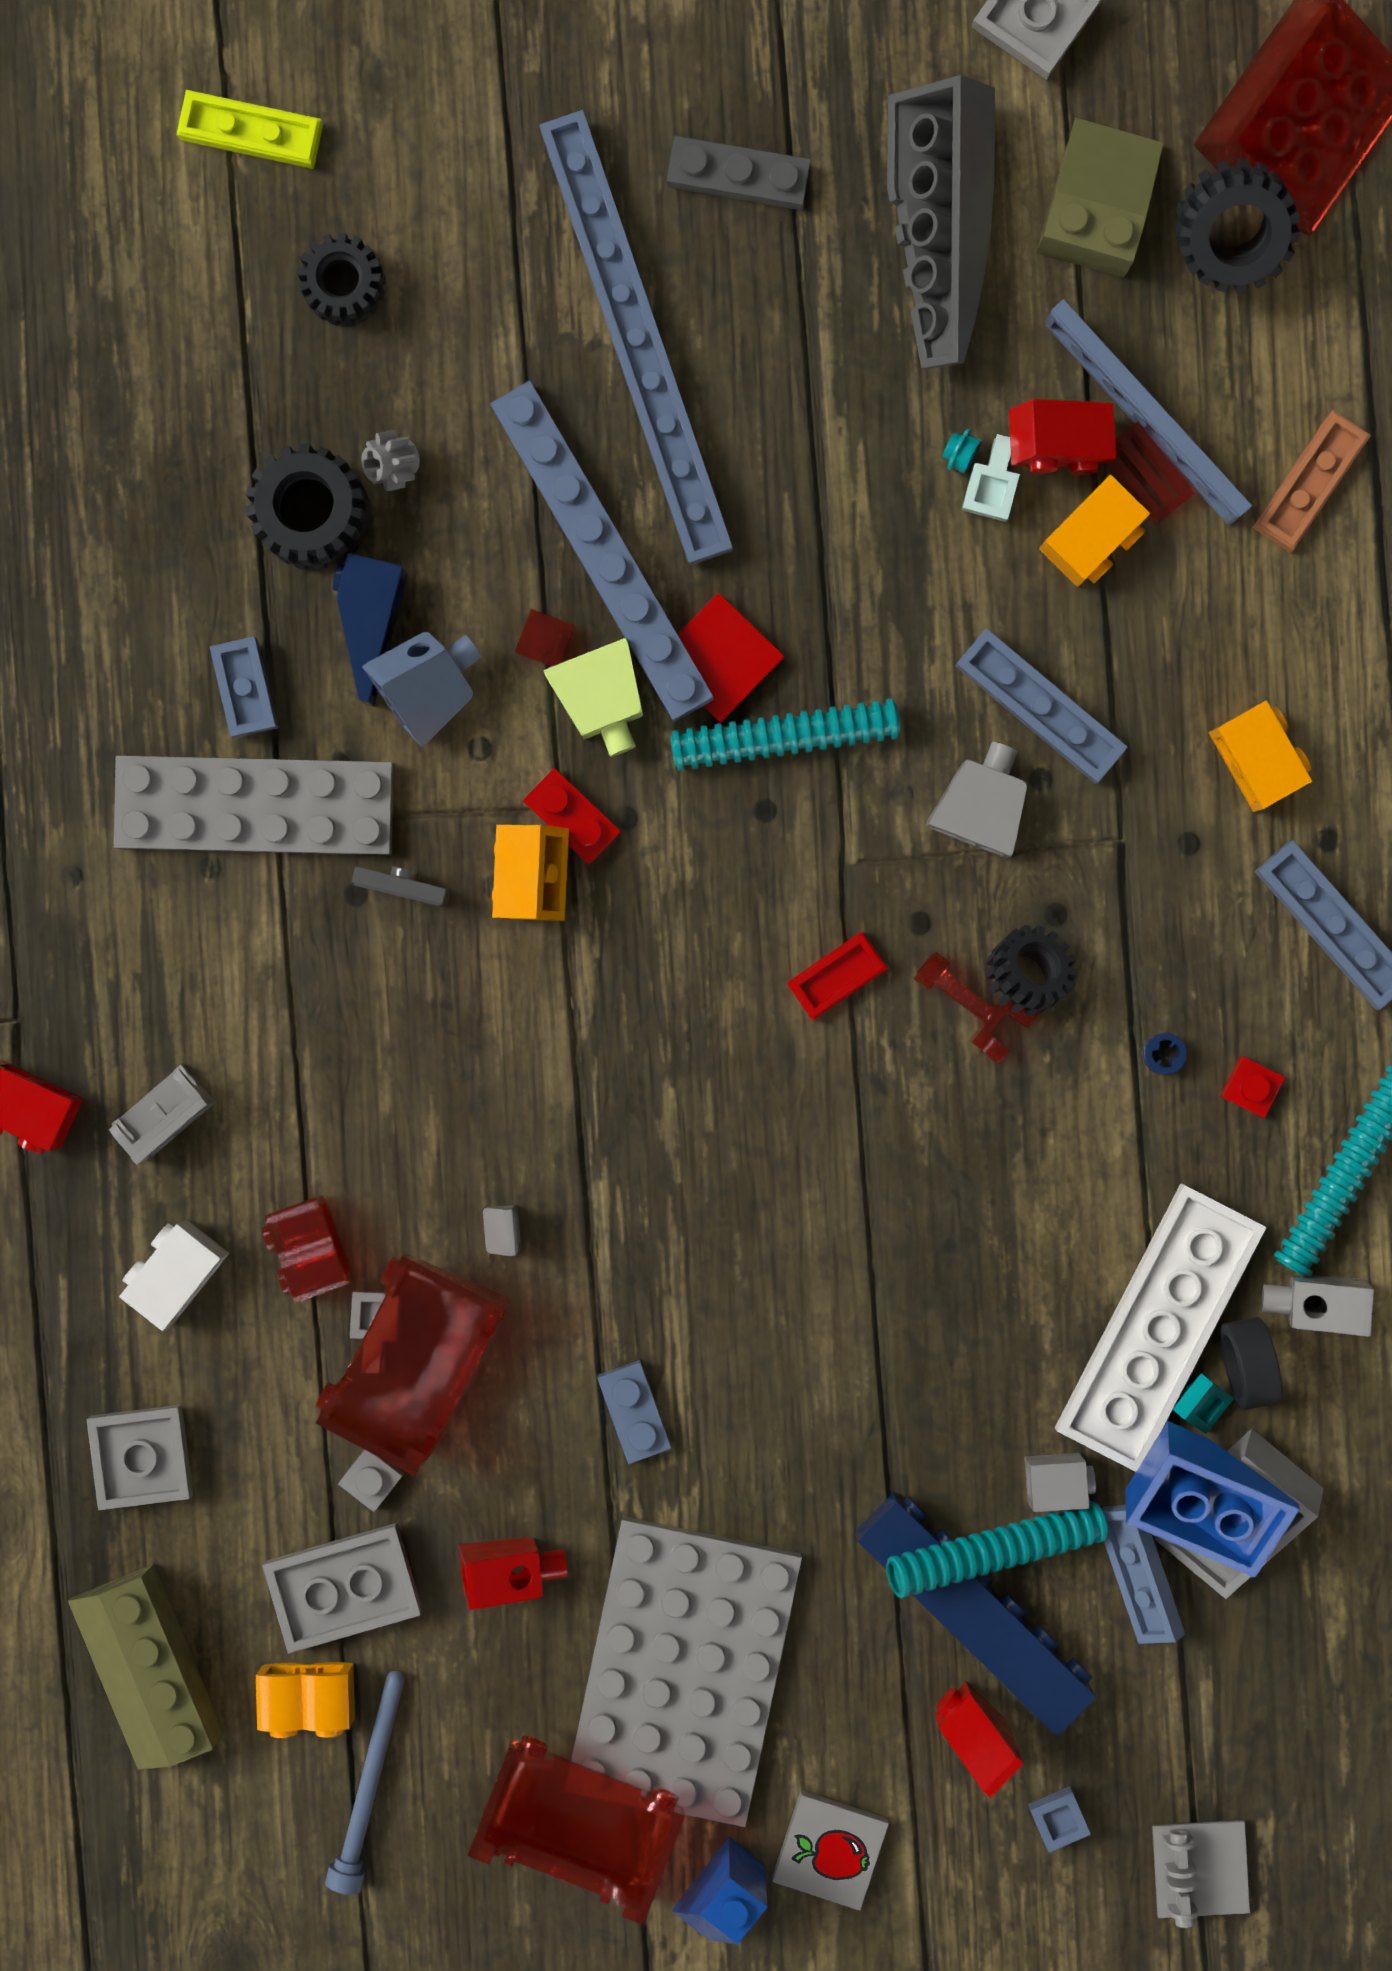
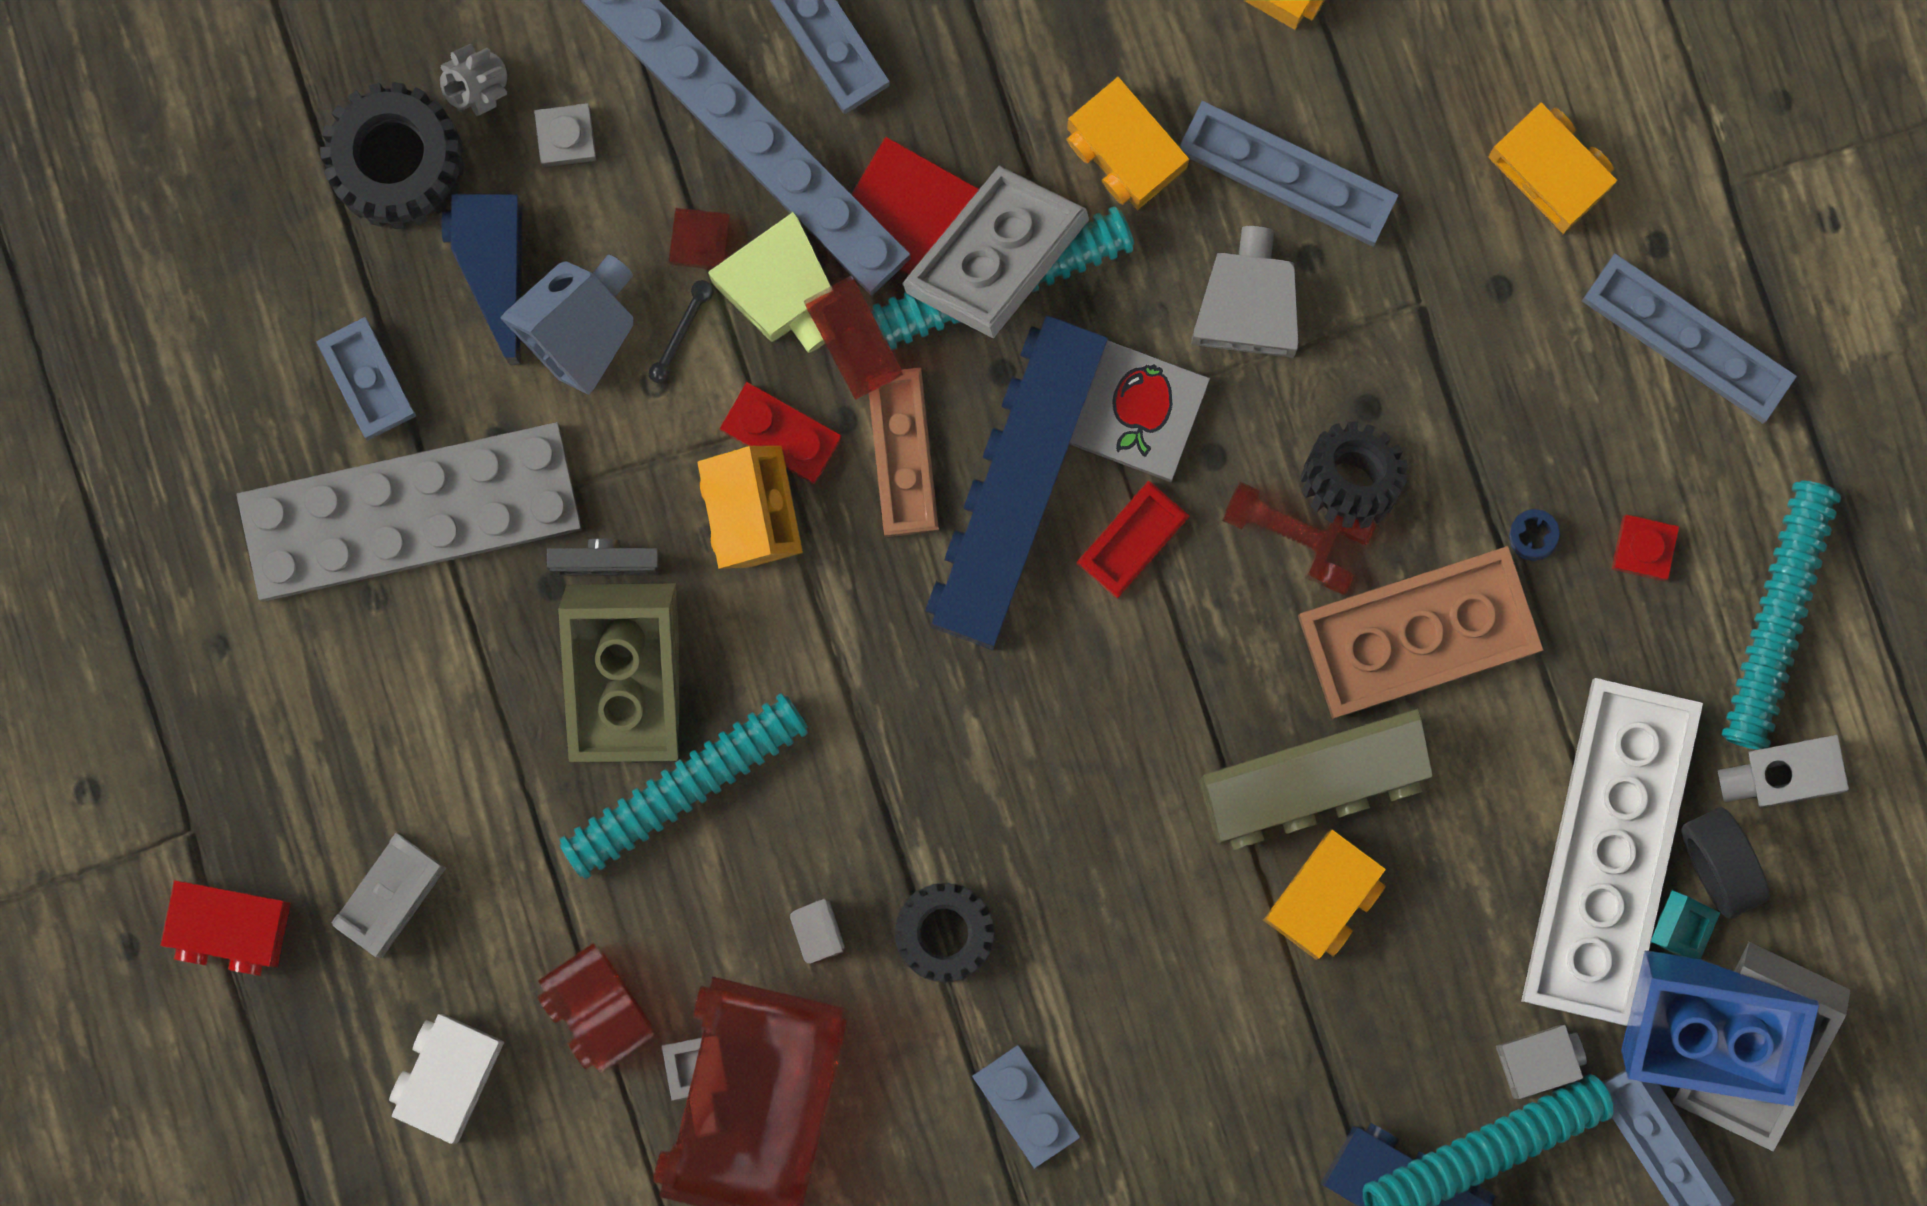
camera: 10 degrees left, 5 degrees down
(393, 979) = (620, 672): none -> olive slope
(421, 1086) = (683, 786): none -> teal piece
(456, 525) = (565, 135): none -> light grey plate
(536, 684) = (701, 293): none -> black hinge
(590, 1283) = (949, 897): none -> black tyre
(649, 754) = (853, 337): none -> clear red plate
(667, 856) = (903, 456): none -> nougat tile
(756, 905) = (1018, 483): none -> dark blue brick
(784, 712) = (996, 251): none -> light grey tile
(869, 871) = (1139, 411): none -> light grey tile
(914, 649) = (1125, 145): none -> light orange brick
(919, 1306) = (1326, 895): none -> light orange brick
(937, 1210) = (1317, 778): none -> olive slope
(1051, 1111) = (1420, 632): none -> nougat plate

